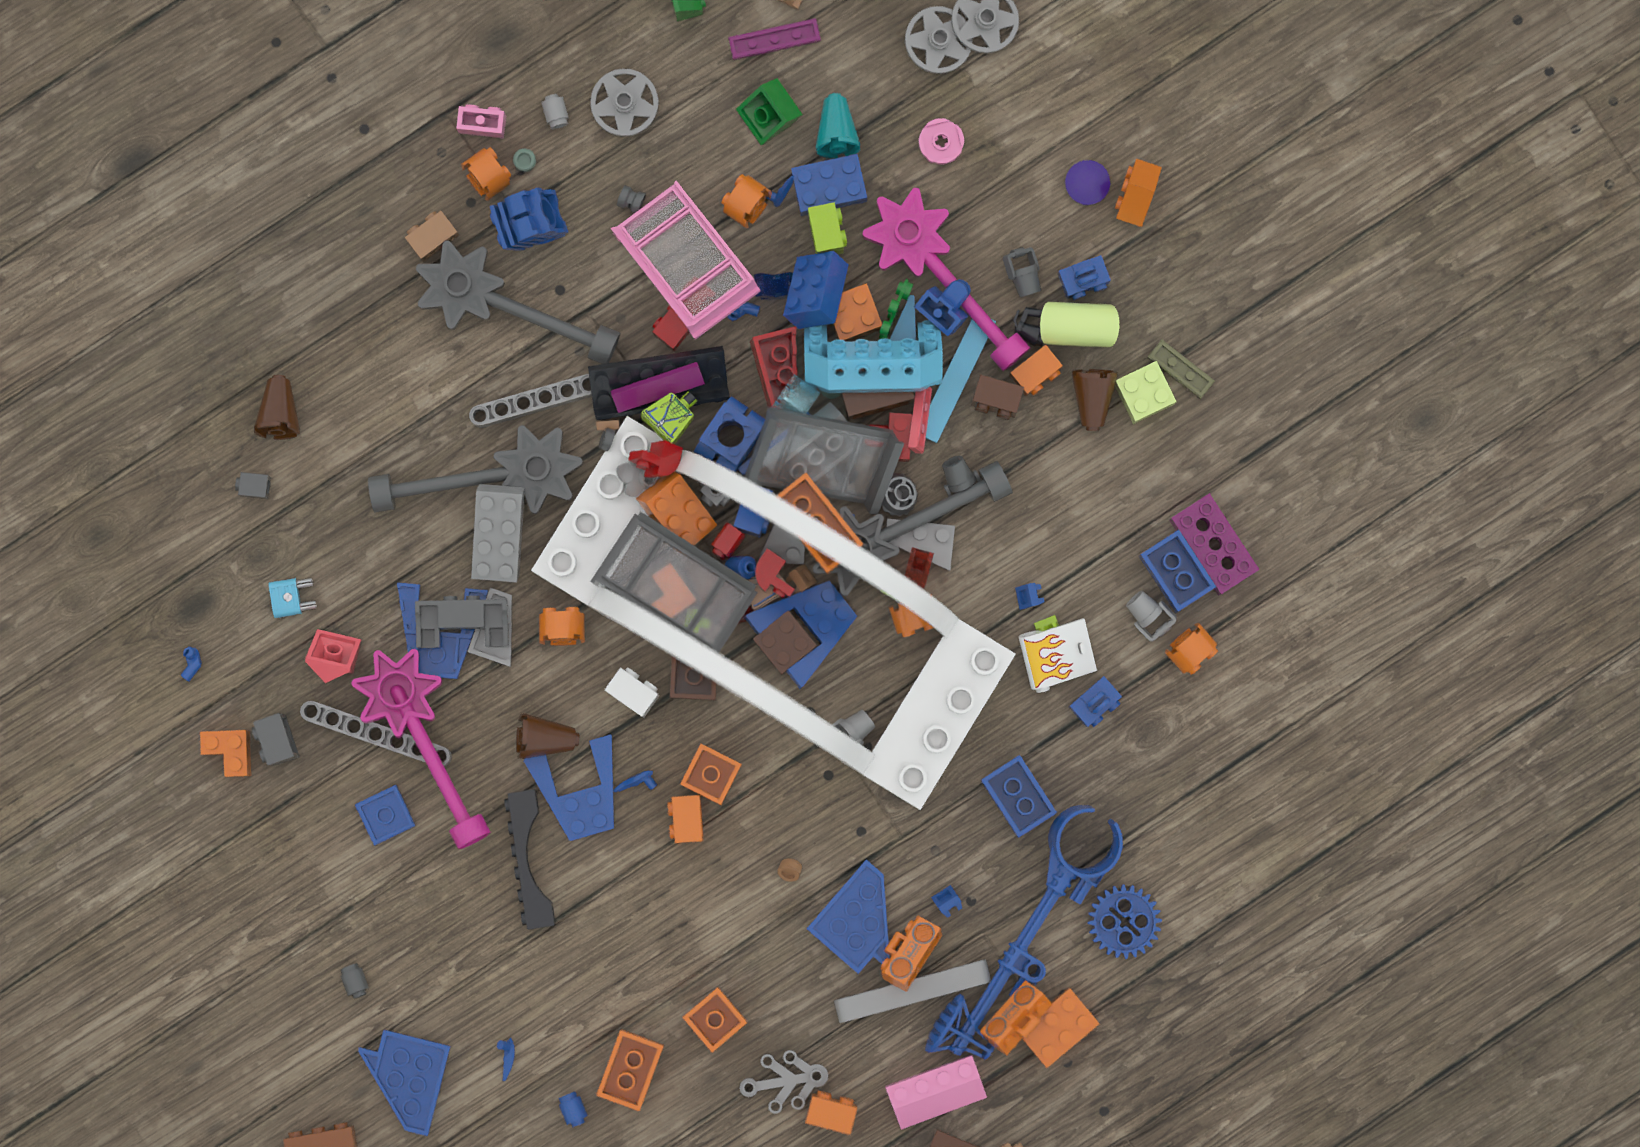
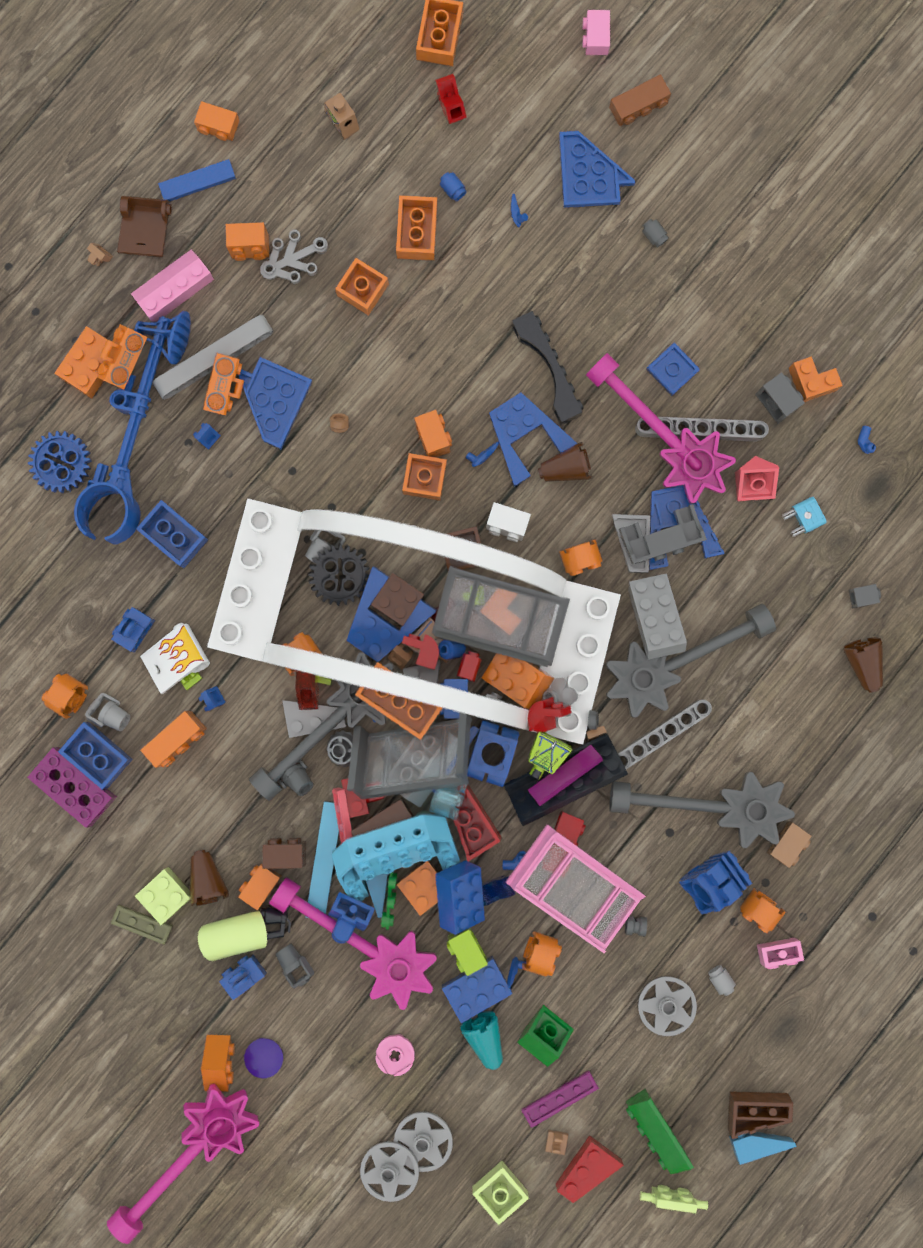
camera: 160 degrees right, 0 degrees up
(524, 160) = (733, 931): sand green tile -> none
(862, 696) = (355, 574): none -> black gear
(1083, 560) = (174, 740): none -> orange brick
(1160, 126) = (213, 1126): none -> dark pink piece

